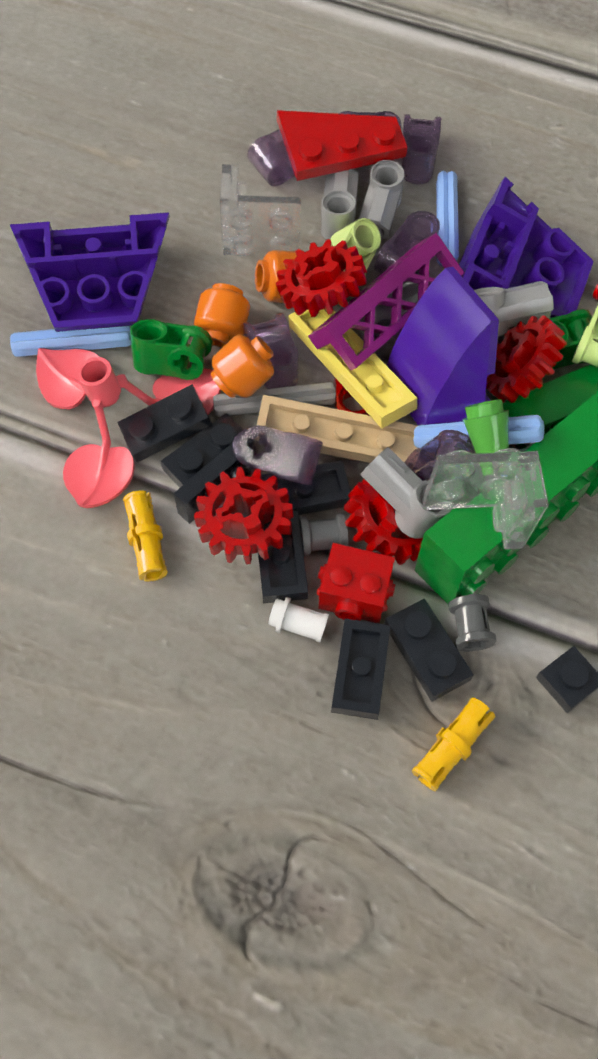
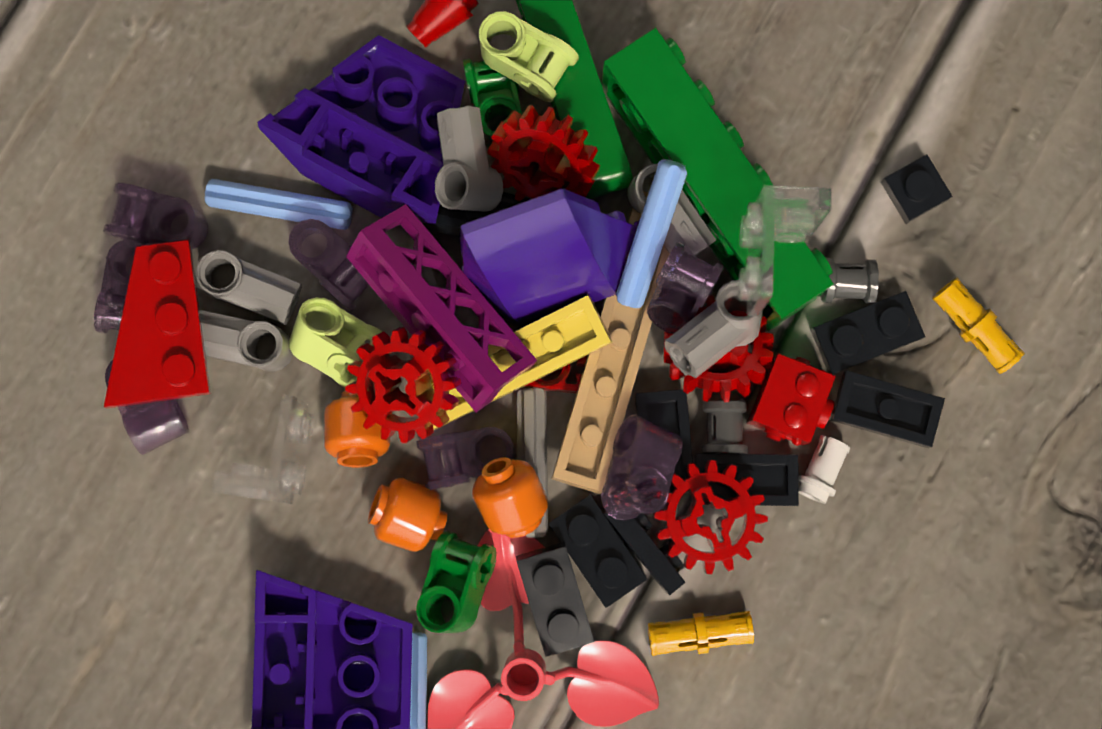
camera: 80 degrees left, 20 degrees up
(487, 426) = (673, 225): bright green cone -> none

